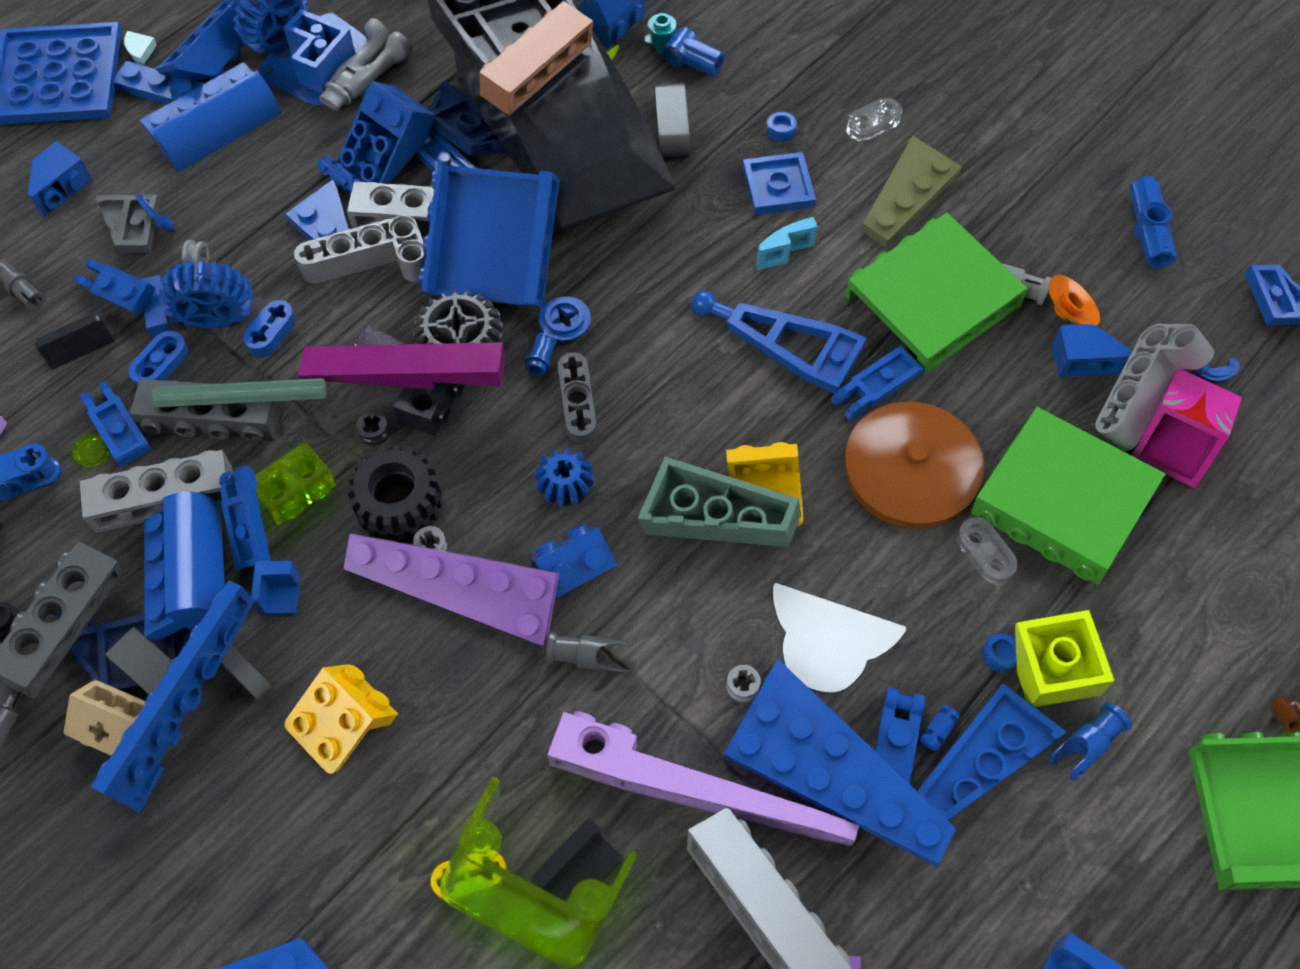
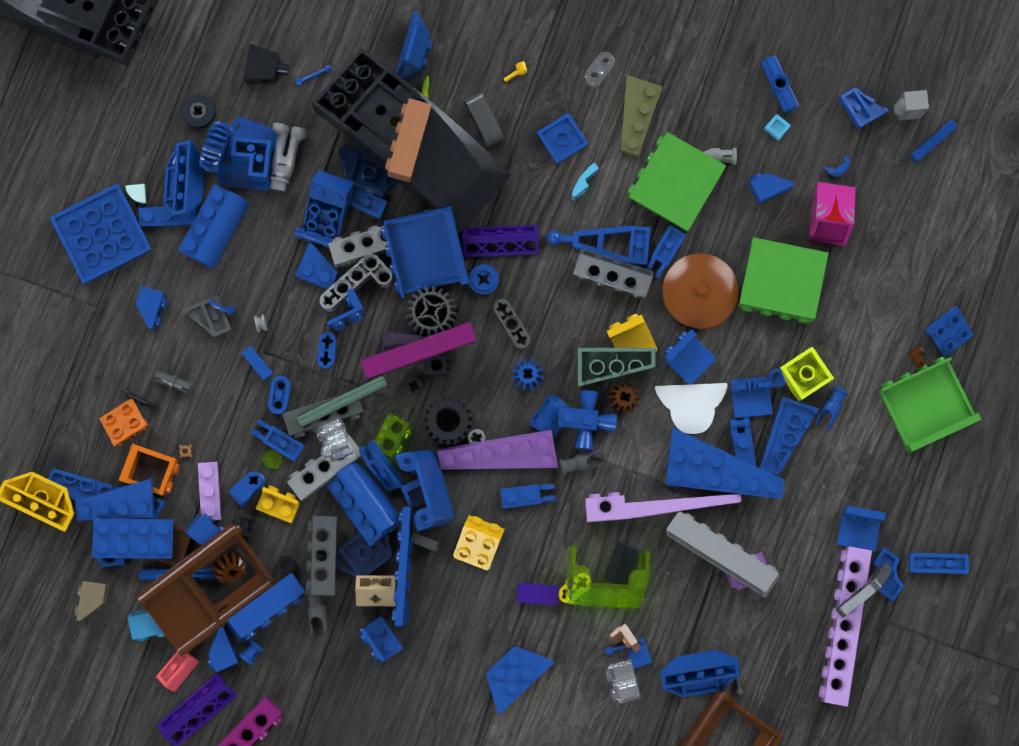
camera: 25 degrees left, 20 degrees up
(51, 519) = (277, 504): none -> yellow bracket
(62, 816) = (380, 639): none -> blue bracket
(74, 340) = (225, 401): black panel -> none
(117, 287) = (232, 362): blue hinge -> none
(140, 659) = (376, 558): dark grey tile -> none
(191, 441) = (335, 439): none -> clear brick
(205, 295) = (288, 350): blue gear -> none
(305, 591) = (439, 507): none -> blue windscreen
(326, 283) = (355, 314): none -> blue bracket
(395, 855) = (537, 593): none -> dark purple slope
(464, 672) = (525, 495): none -> blue hinge
(538, 361) = (481, 307): blue pin -> none
(620, 266) = (496, 235): none -> dark purple fence
(627, 582) = (586, 420): none -> blue brick
(662, 29) = (450, 60): teal brick -> none
(687, 49) = (470, 63): blue piece -> none
(725, 572) = (626, 391): none -> reddish brown gear
(739, 343) = (624, 270): none -> dark grey brick
(750, 674) = (666, 447): light grey bush -> none
(756, 83) = (521, 70): none -> yellow hand
(781, 126) = (548, 96): blue tile -> none
(852, 552) = (688, 357): none -> blue bracket
(939, 727) = (760, 429): blue piece -> none
(943, 666) = (751, 397): none -> blue hinge
(989, 551) = (753, 326): clear plate -> none
(1072, 301) = (752, 158): orange dish -> none
(1129, 280) = (777, 127): none -> medium azure tile
(1146, 377) = (803, 199): light grey beam -> none

